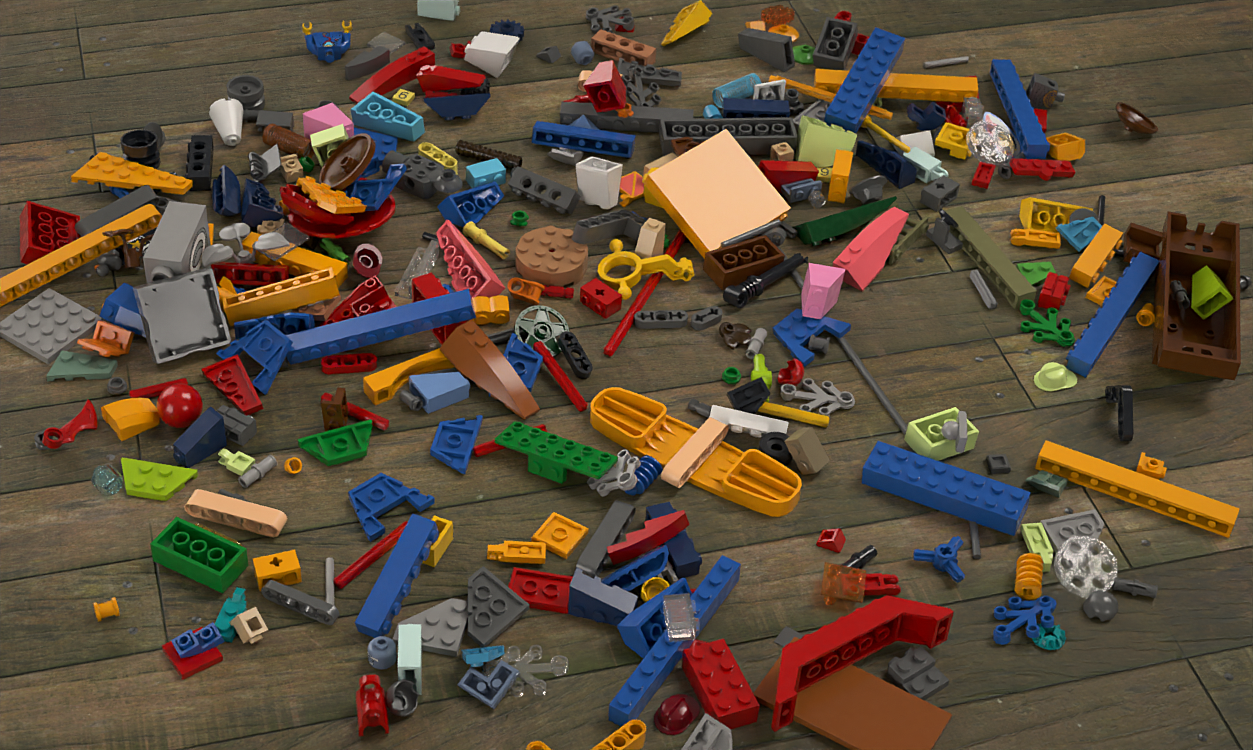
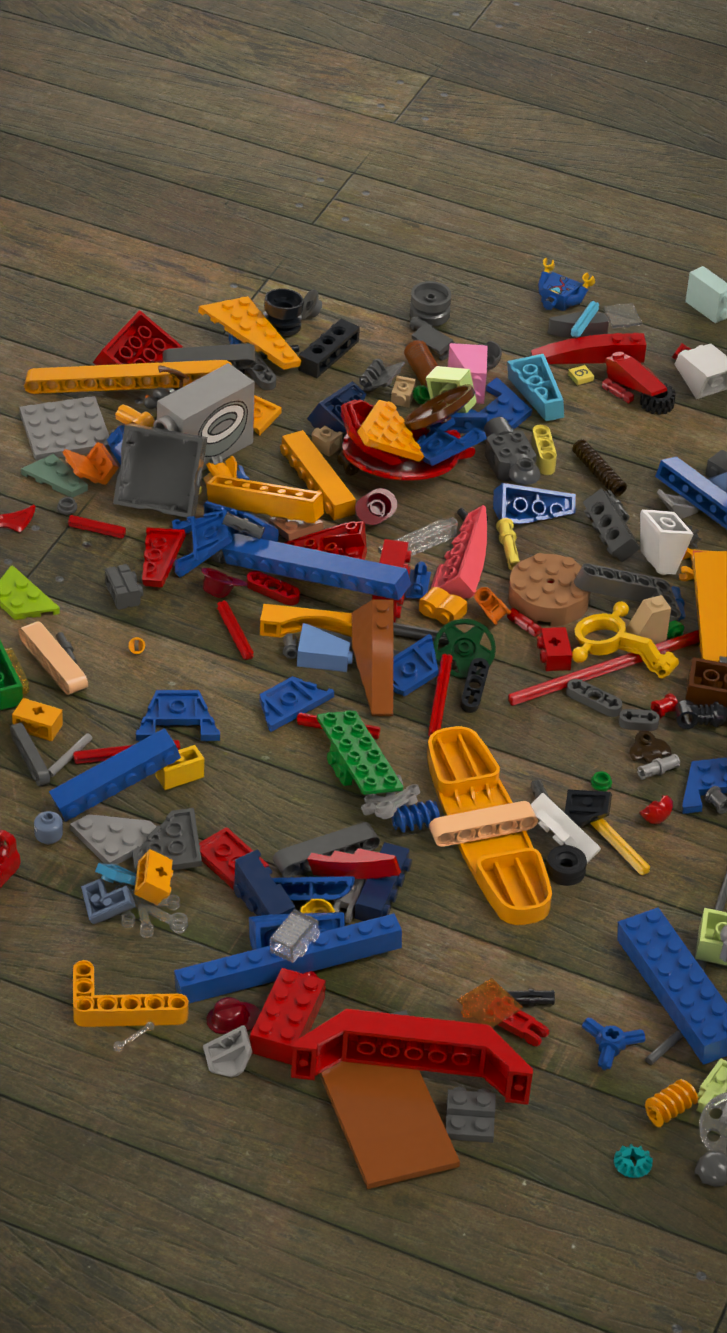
camera: 40 degrees right, 0 degrees up
(121, 286) = (128, 415): none -> light orange piece
(130, 416) = (52, 536): light orange slope -> none
(179, 405) = (91, 546): red piece -> none
(200, 439) = (82, 583): dark blue slope -> none
(218, 252) = (296, 444): light grey plant -> none
(226, 193) = (323, 385): dark blue brick -> none
(228, 120) = (389, 320): white cone -> none
(237, 463) = (96, 619): yellowish green plate -> none
(250, 273) = (264, 465): red brick -> none
(257, 471) = (105, 634): light grey pin -> none
(294, 238) = (317, 451): clear piece -> none
(294, 324) = (243, 525): none -> dark grey pin
(308, 382) = (218, 583): none -> dark red piece
(334, 251) = (363, 484): bright green pin -> none
(335, 411) = (212, 619): reddish brown bracket -> none
(339, 444) = (194, 649): green wing -> none
(373, 53) = (584, 319): none -> medium azure axle
(402, 698) = (26, 869): dark grey hair -> none
(410, 655) = (60, 843): light aqua brick -> none
(420, 36) = (658, 325): black hinge -> none
(457, 105) = (616, 405): dark blue wedge -> none
(485, 173) = (575, 482): medium azure brick -> none
(511, 640) = (153, 877): none -> light orange brick
(518, 552) = (243, 817): light orange hinge -> none
(519, 218) = (564, 540): green plate -> none
(560, 535) = (294, 825): light orange tile -> none
(715, 294) = (664, 705): none -> red bush
(761, 370) = (626, 798): lime pin -> none
(807, 451) = (583, 879): dark tan brick -> none
(831, 540) = (529, 968): red slope -> none
(839, 399) = (682, 861): light grey plant -> none
(1044, 605) = (654, 1135): blue plant -> none

